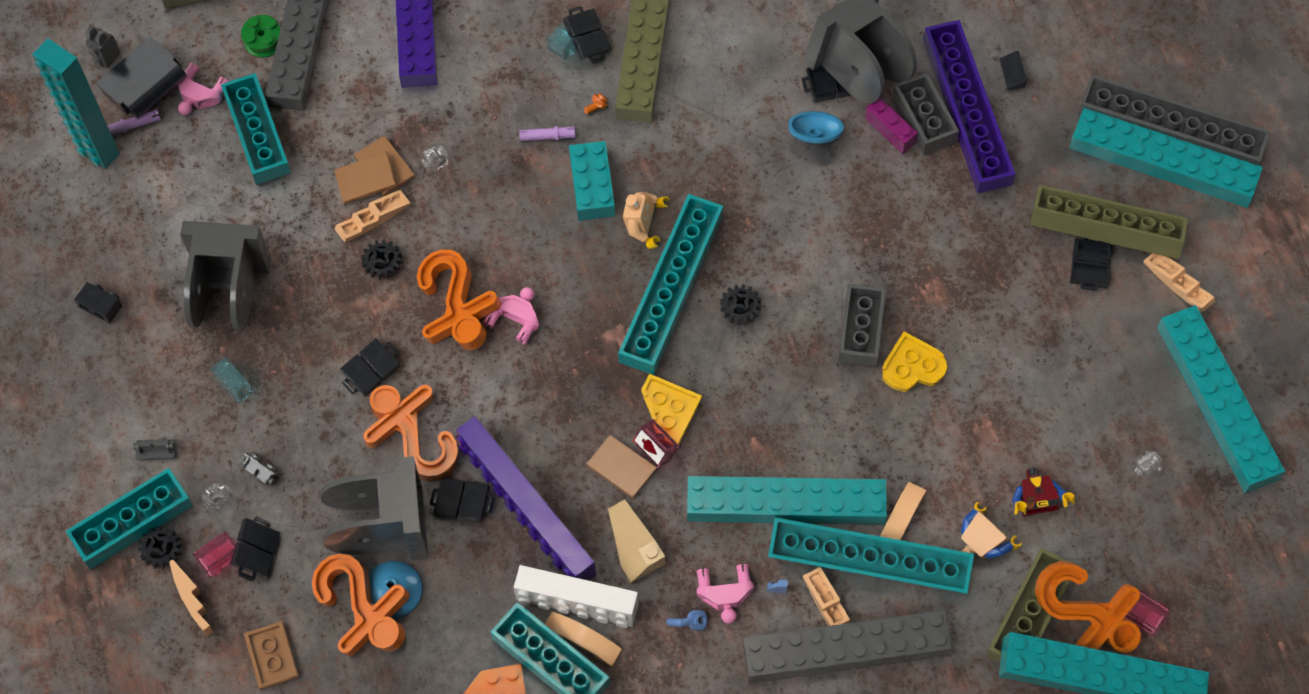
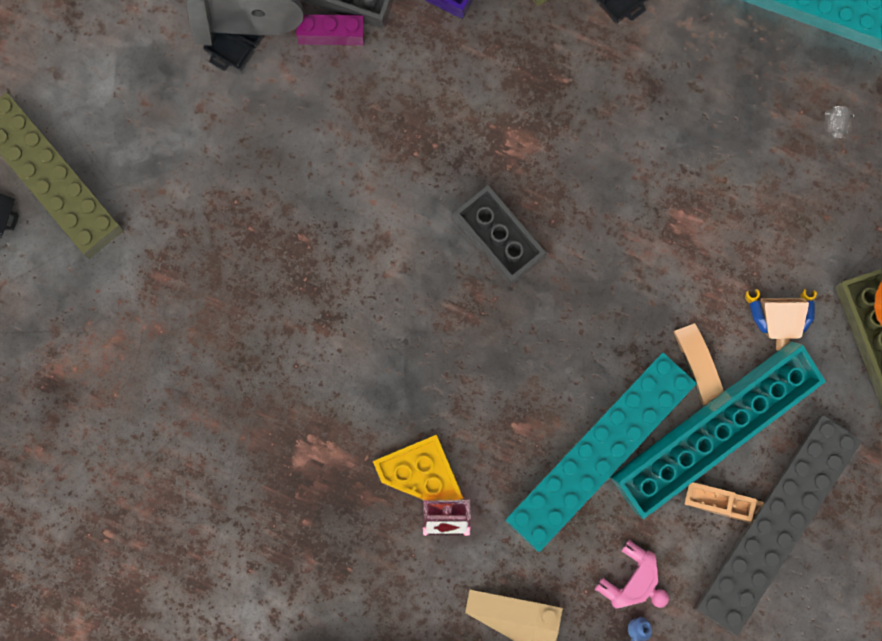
camera: 50 degrees left, 15 degrees up
(379, 266) = (31, 592): black gear -> none
(460, 318) = (158, 582): orange piece -> none
(519, 310) = (199, 522): bright pink connector -> none
(548, 133) = (46, 335): lavender pin -> none
(592, 180) = (134, 339): teal brick -> none
(599, 100) = (59, 259): orange plate -> none
(621, 467) = (436, 565): medium nougat tile -> none
(638, 216) = (210, 330): light nougat torso -> none
(670, 284) = (304, 363): teal brick -> none
(743, 298) = (368, 318): black gear -> none
(780, 587) = (670, 531): medium blue tile -> none
(815, 127) = (271, 96): dark azure dish -> none
(913, 363) = (571, 224): yellow plate -> none
(1039, 495) = (787, 235): torso -> none

